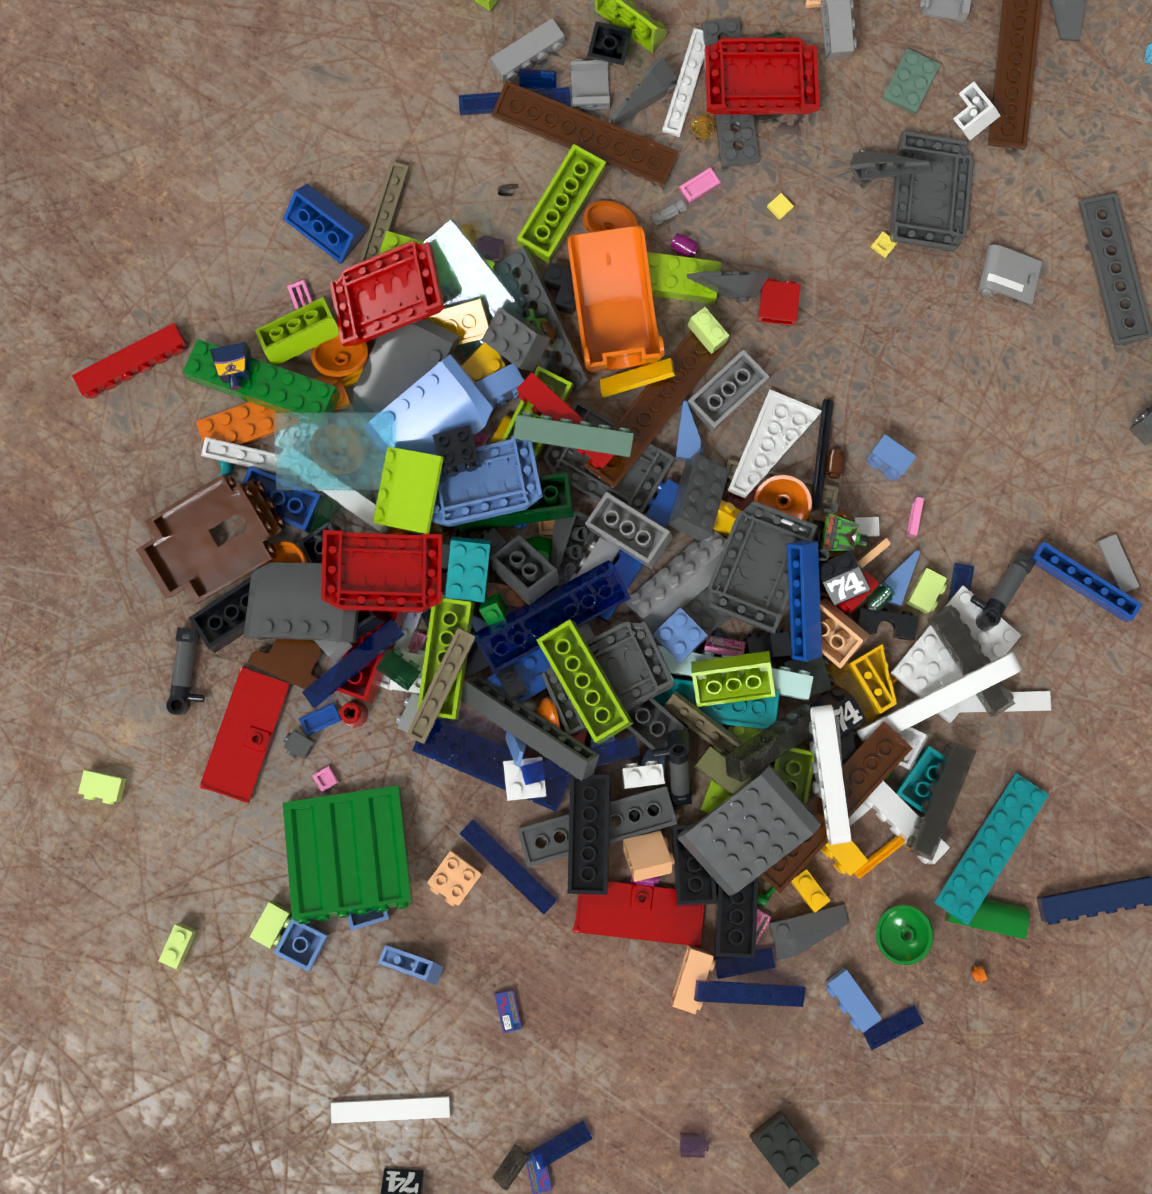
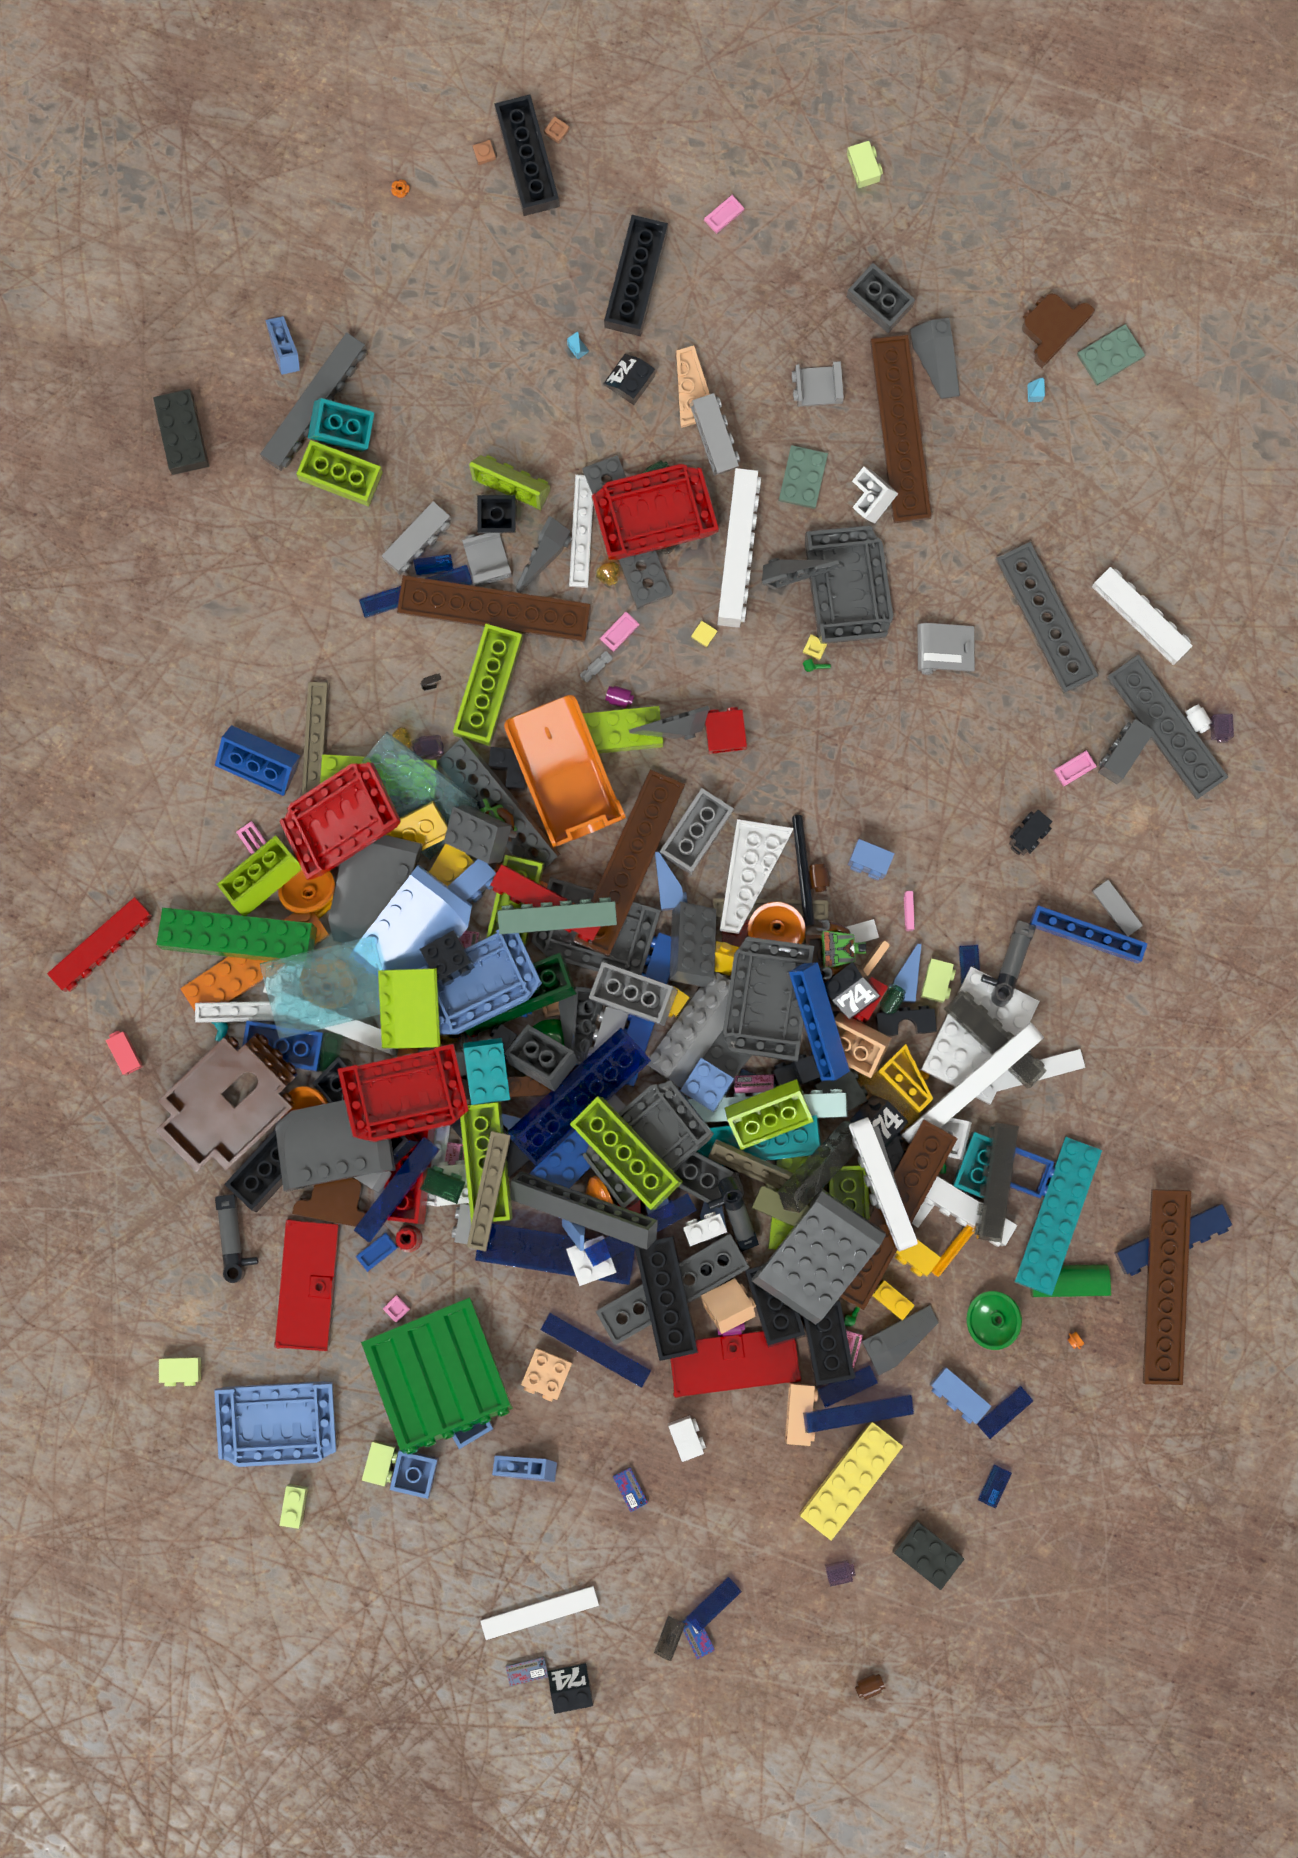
camera: 15 degrees left, 0 degrees up
(126, 469) = (124, 1052): none -> coral brick
(180, 860) = (275, 1423): none -> medium blue slope
(232, 363) = (205, 925): dark blue torso -> none
(298, 745) = (361, 1282): dark grey brick -> none
(363, 1163) = (527, 1671): none -> tile
(493, 609) = (520, 1103): green brick -> none
(500, 430) = (483, 924): yellow beam -> none
(511, 682) = (555, 1170): clear smoke plate -> none
(574, 975) = (686, 1438): none -> white brick
(607, 215) = (538, 688): orange dish -> none
(637, 377) = (604, 840): yellow tile -> none
(671, 551) = (678, 1004): none -> yellow brick
(708, 330) = (662, 777): yellowish green brick -> none
(725, 1057) = (850, 1480): none -> light yellow brick
(834, 131) = (737, 549): none -> white brick
(865, 1097) = (994, 1486): none -> clear blue tile
(874, 261) = (809, 665): none -> green hand
(990, 803) = (1047, 1172): none -> blue window
(1057, 465) = (1025, 838): none -> black brick
(1083, 944) = (1167, 1287): none -> reddish brown plate
(1108, 420) = (1075, 768): none -> bright pink tile

